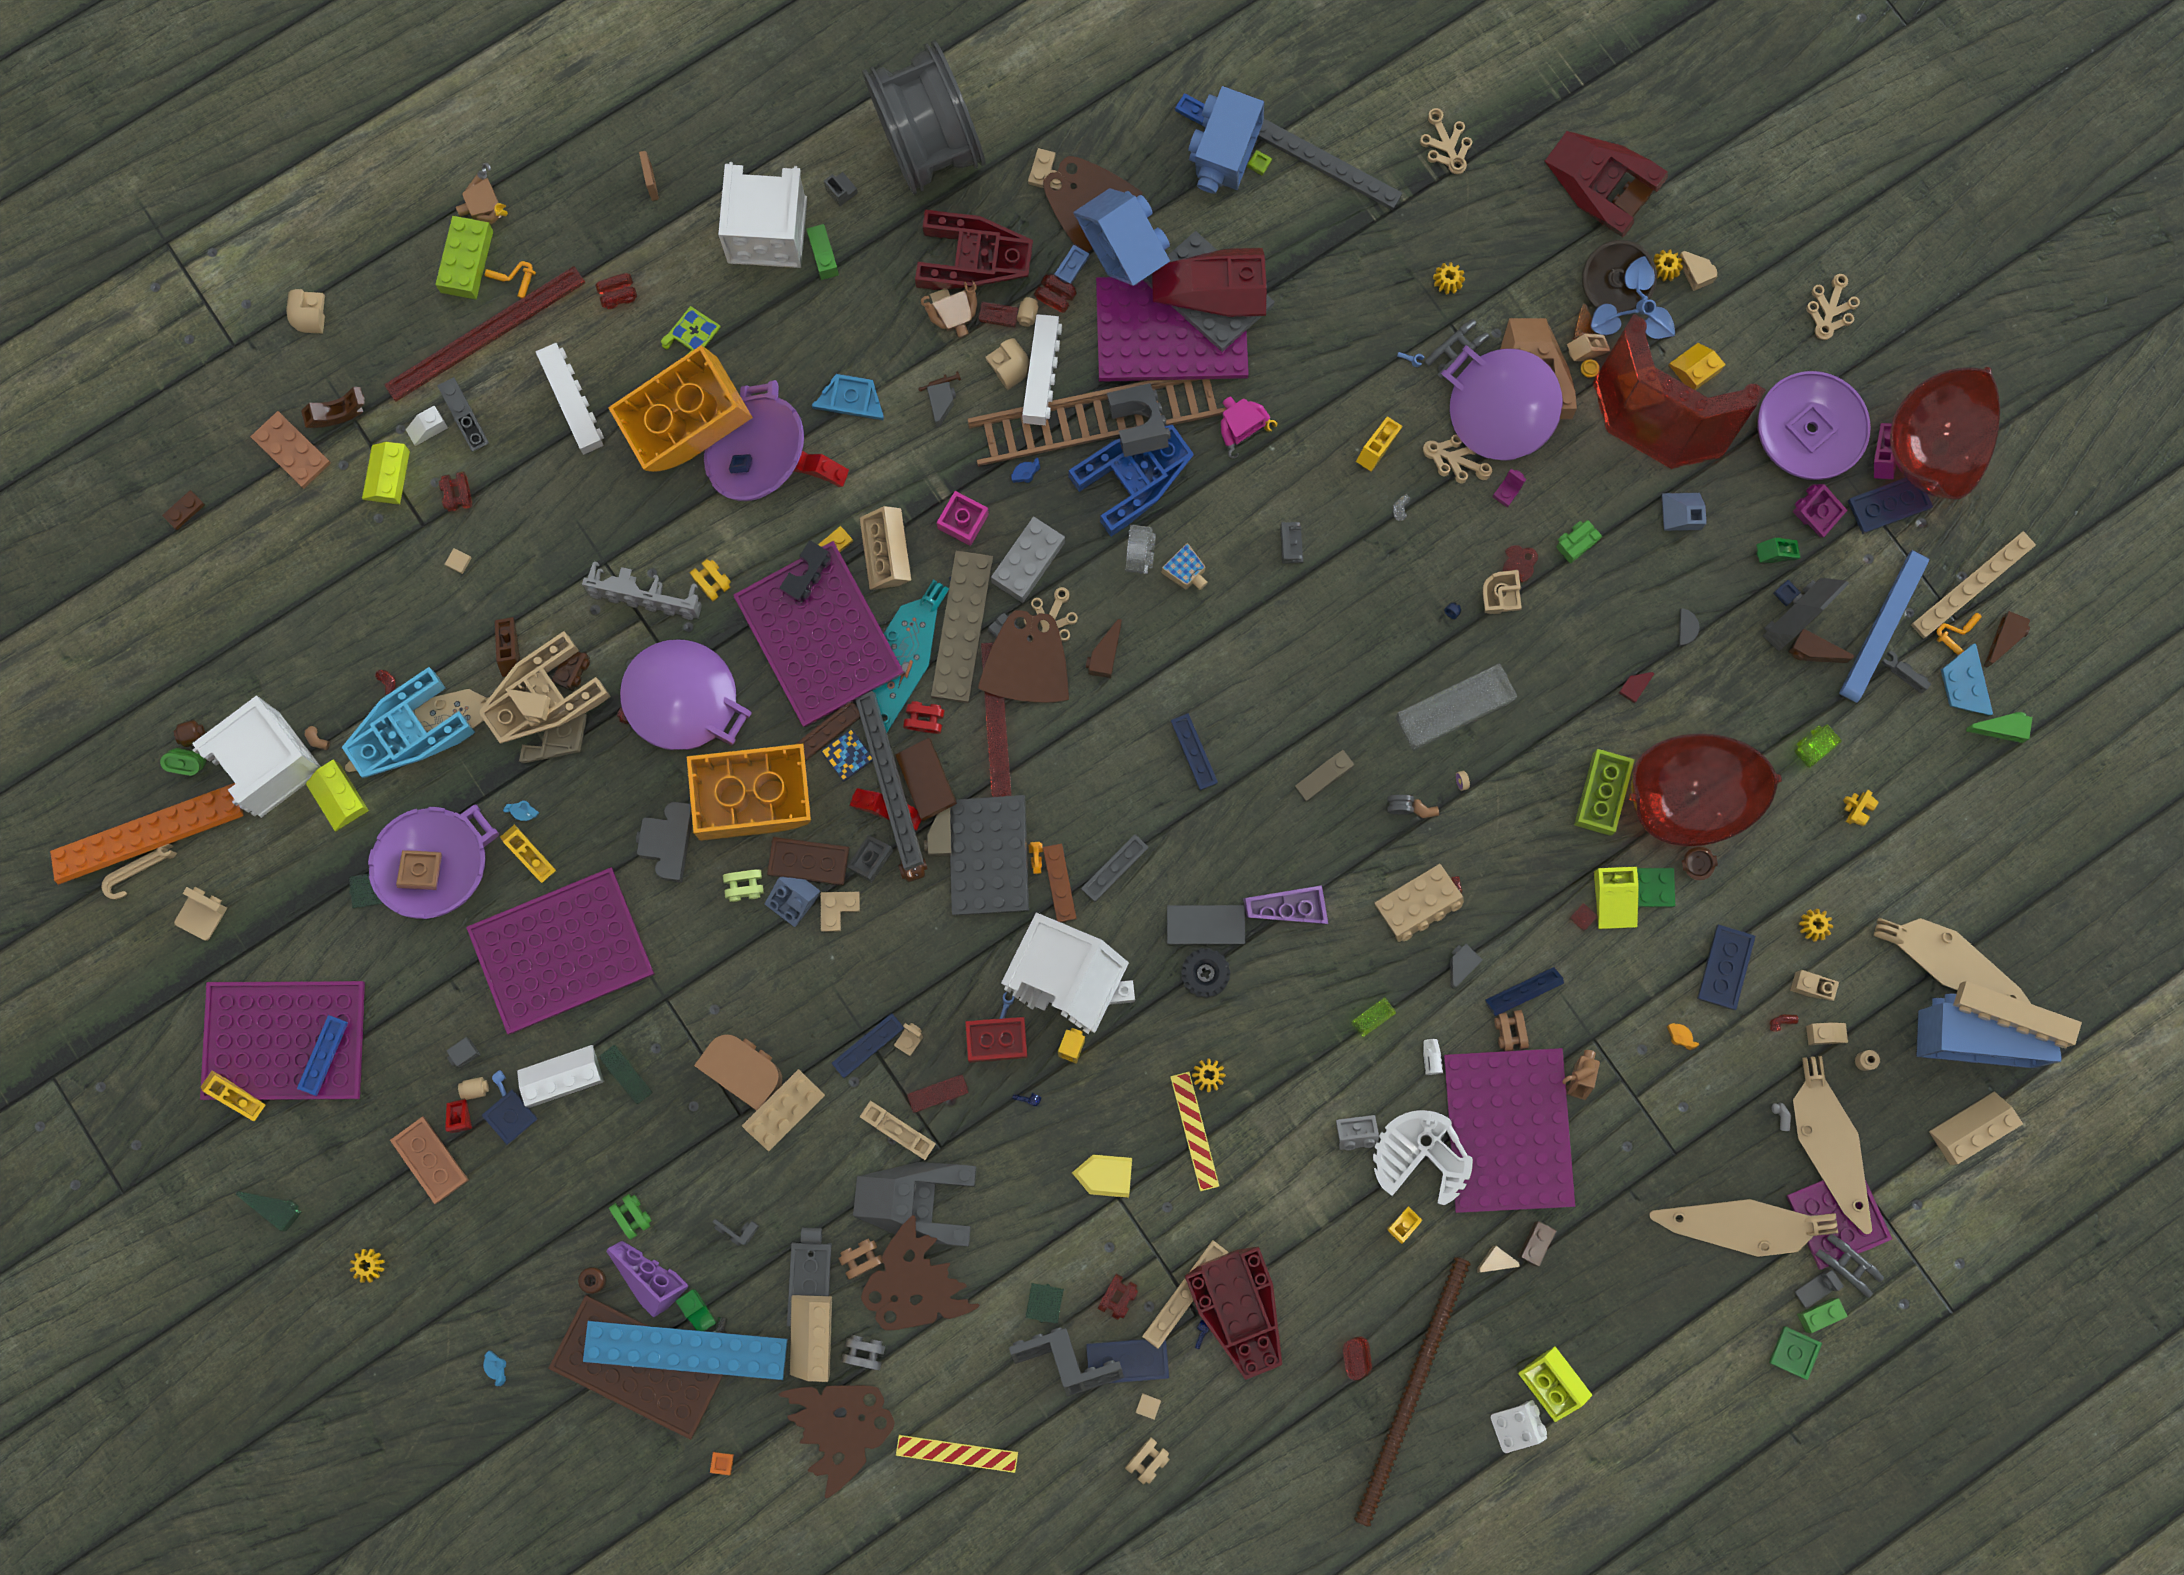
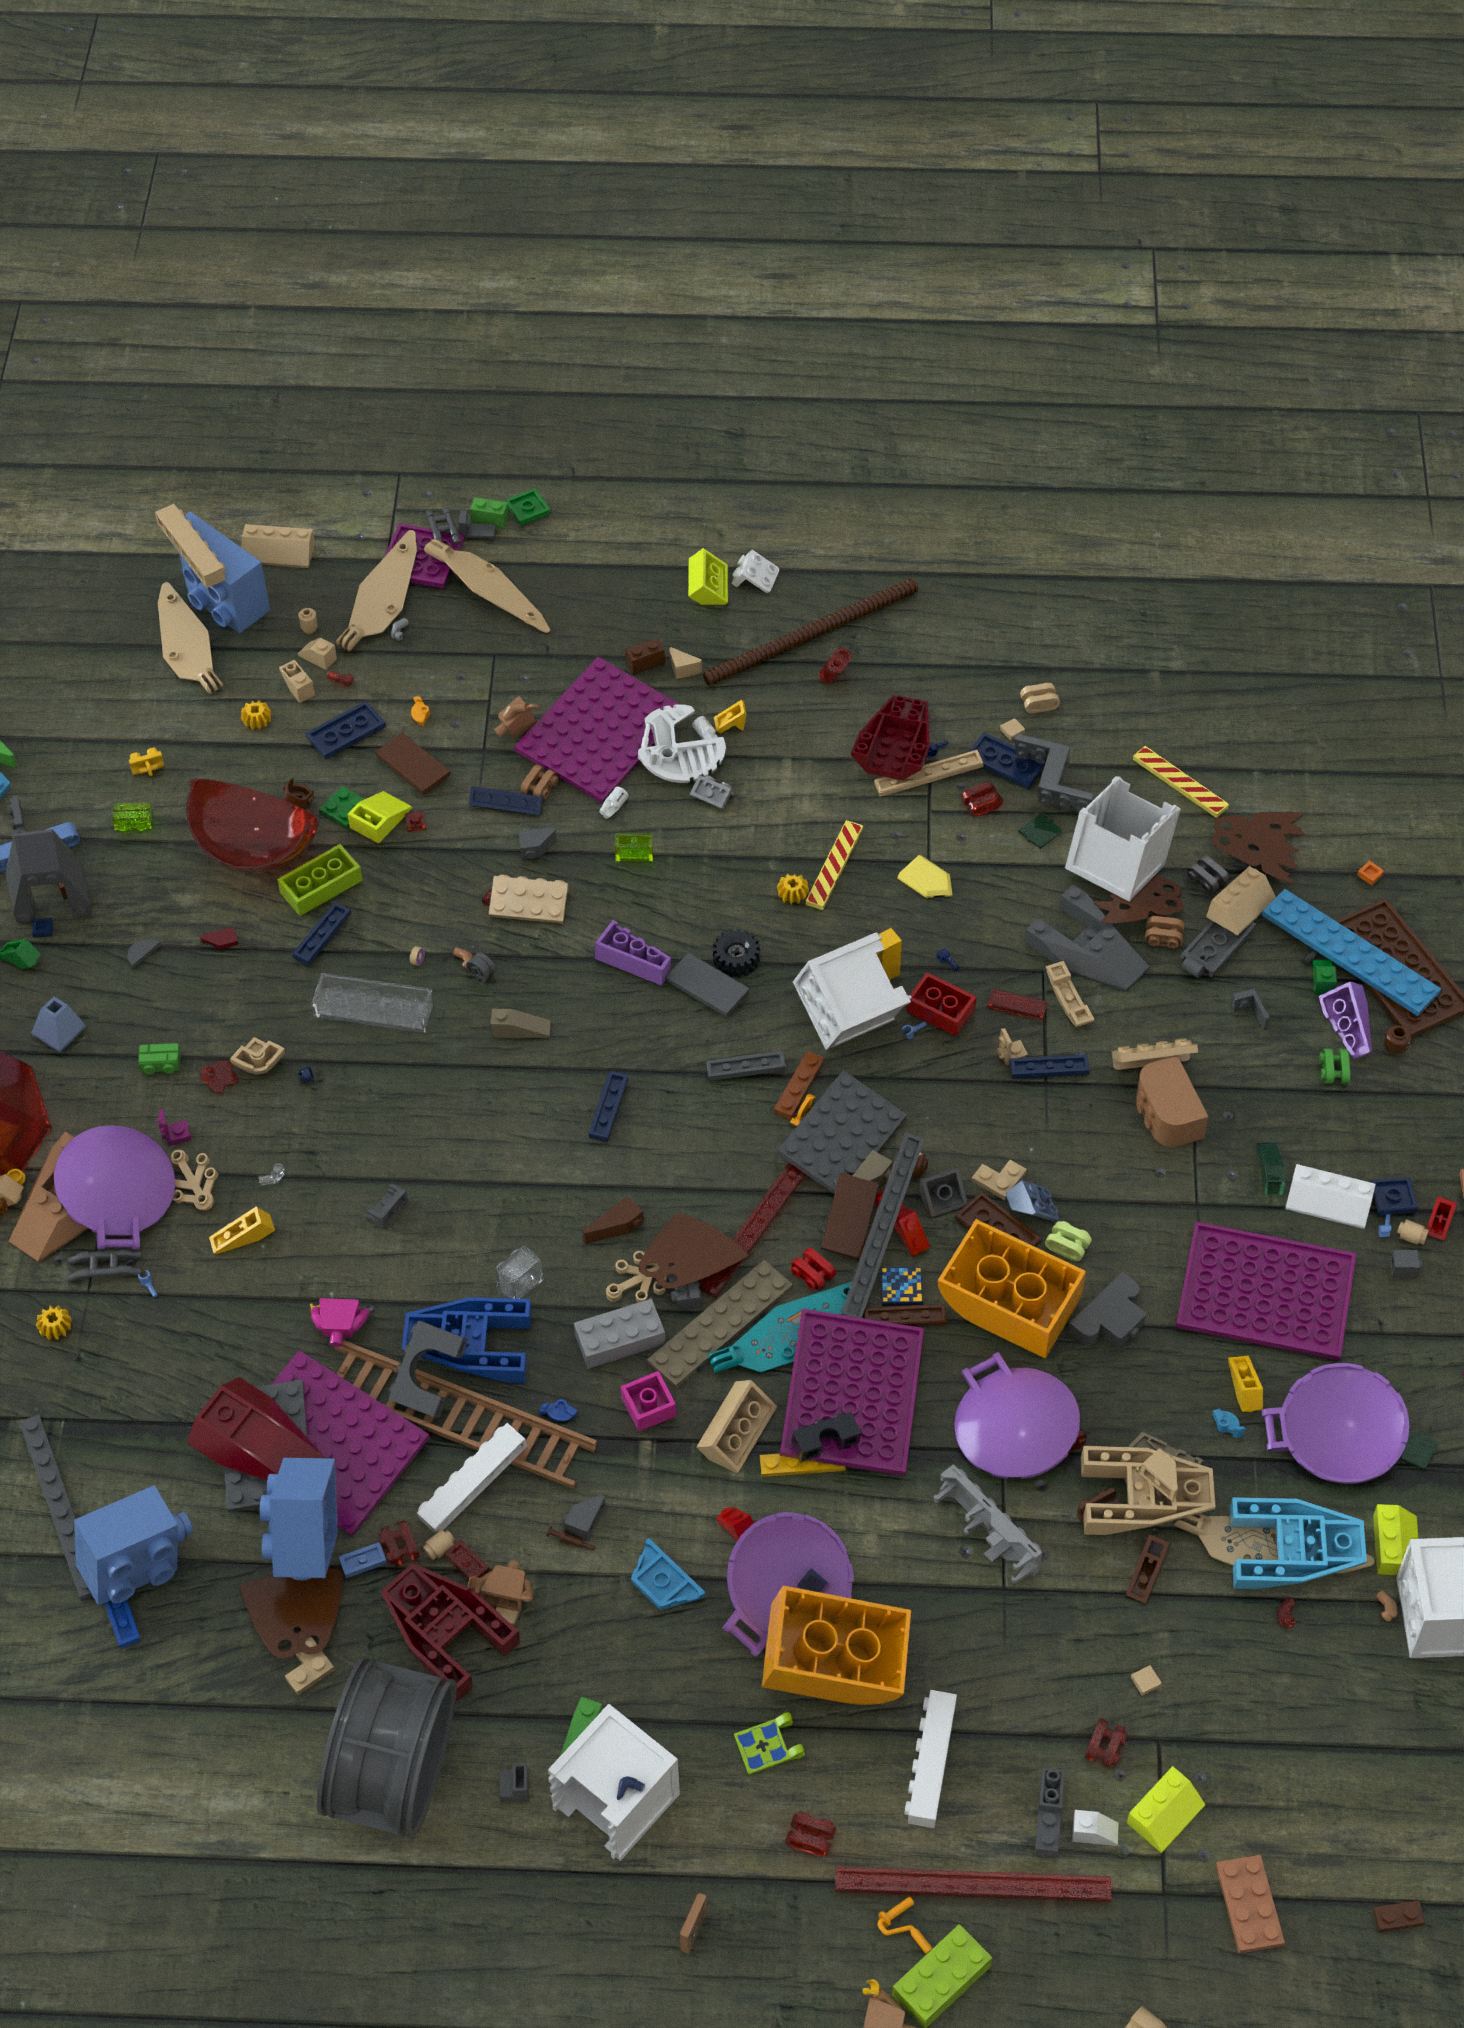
camera: 140 degrees left, 25 degrees down
(334, 412) = (1177, 1906): reddish brown arch -> none
(419, 870) = (1355, 1424): medium nougat tile -> none
(710, 568) = (908, 1511): yellow brick -> none
(736, 195) = (629, 1782): none -> dark blue animal
(948, 1313) = (1121, 840): none -> white container
(1009, 363) = (493, 1512): tan brick -> none
(1185, 569) = (491, 1242): torso -> none
(1414, 1197) = (704, 728): none -> white hinge
(1559, 747) = (321, 933): none -> dark blue plate
(1637, 973) = (412, 763): none -> reddish brown tile

